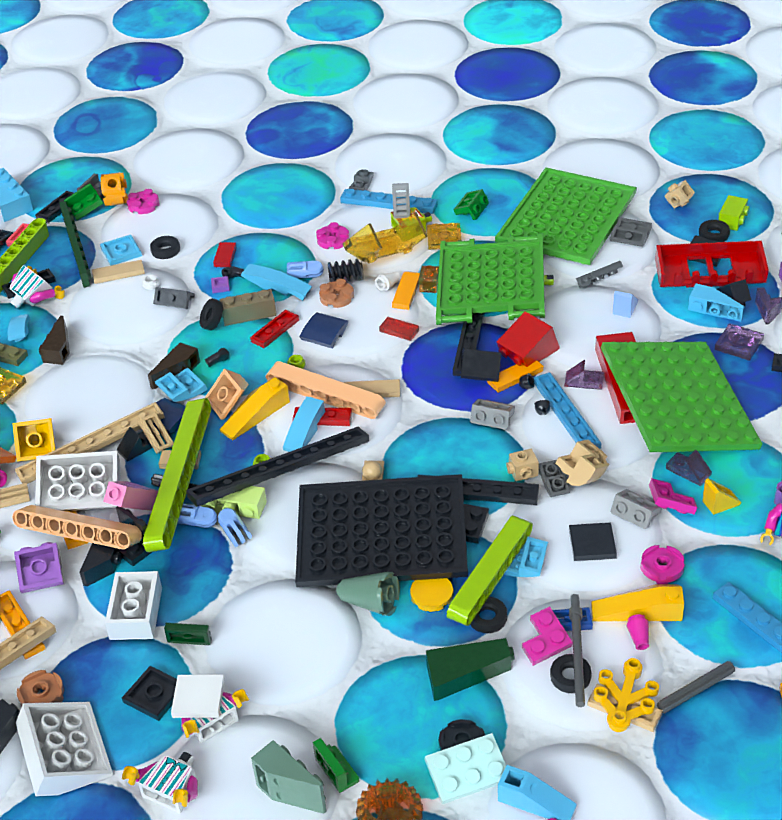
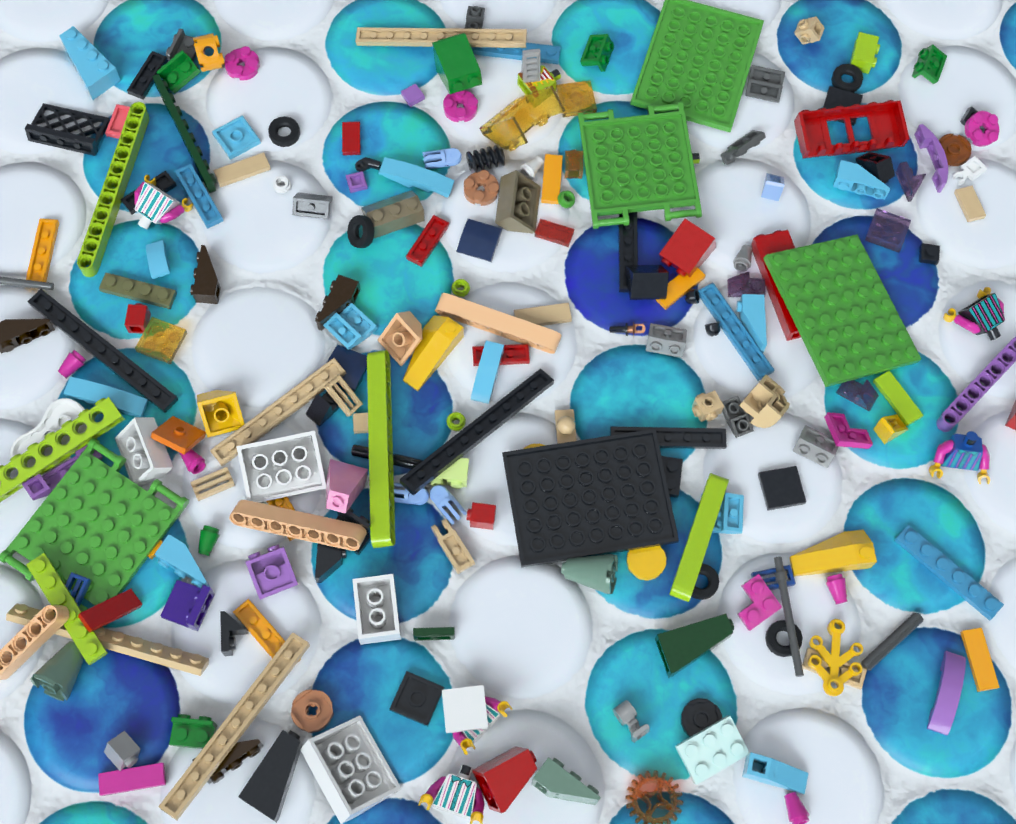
camera: 15 degrees left, 25 degrees up
(72, 286) = (199, 196): none -> dark azure plate
(221, 355) = (382, 282): black arm -> none
(223, 761) = (505, 777): none -> red slope
(230, 564) = (453, 548): none -> tan hinge
(267, 539) = (482, 515): none -> red brick
(290, 228) = (412, 95): none -> medium lavender tile
(323, 187) = (425, 36): none -> tan plate
(334, 201) = (456, 63): none -> green slope
(334, 765) = (599, 761): green bracket -> none
(368, 303) = (517, 203): none -> dark tan slope
(378, 728) = (626, 716): none -> light grey leg
(416, 303) = (569, 196): none -> bright green plate
(454, 403) = (627, 329): none -> piece
(585, 353) = (743, 259): none -> light grey cone
(585, 398) = (752, 315): none -> medium azure slope
(662, 574) = (846, 520): dark pink plate -> none
(733, 475) = (898, 398): none -> lime tile
(754, 744) = (948, 693): none -> medium lavender slope

